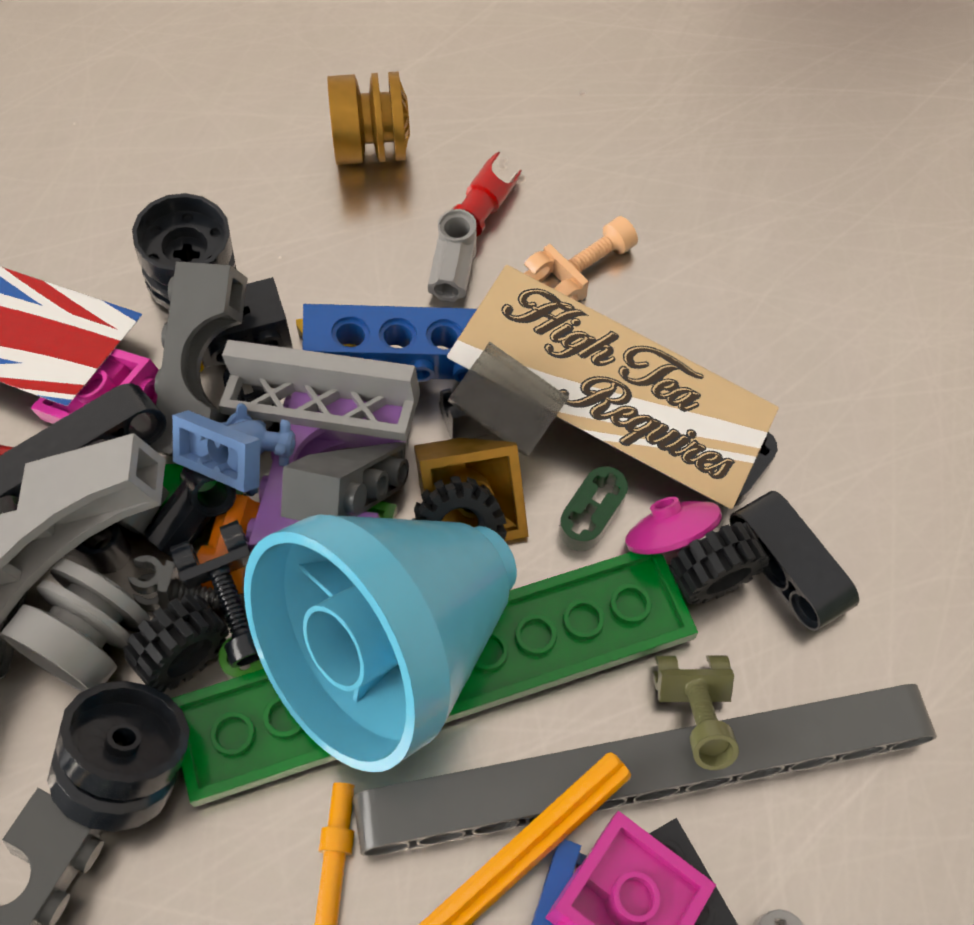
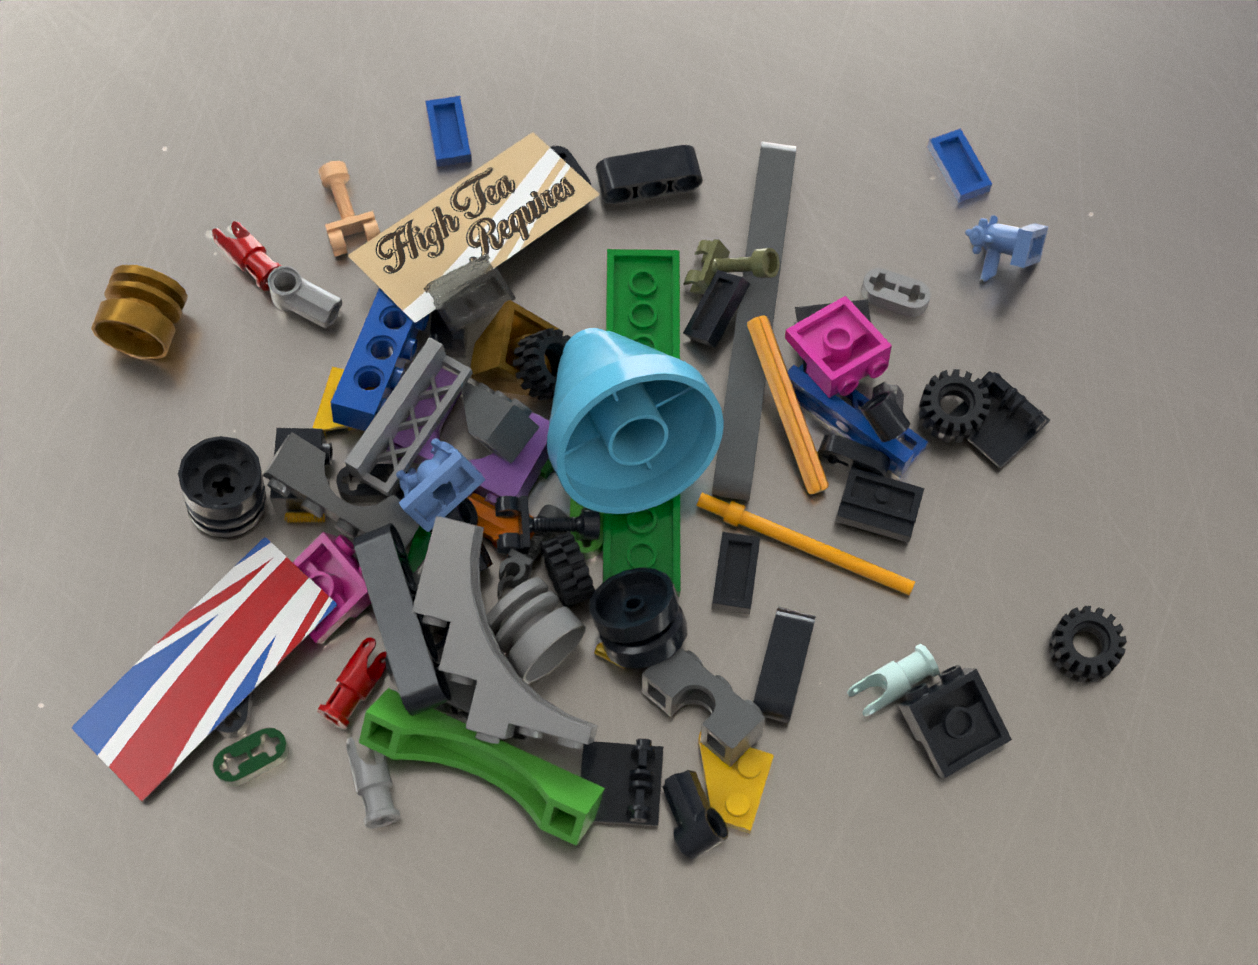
camera: 70 degrees left, 5 degrees up
(249, 874) = (736, 572): none -> black tile
(601, 513) = (564, 277): dark green beam -> none
(630, 709) = (716, 308): none -> black tile
(672, 525) = (602, 233): dark pink dish -> none
(718, 563) = (640, 216): black tyre -> none
(736, 326) = (448, 131): none -> blue tile

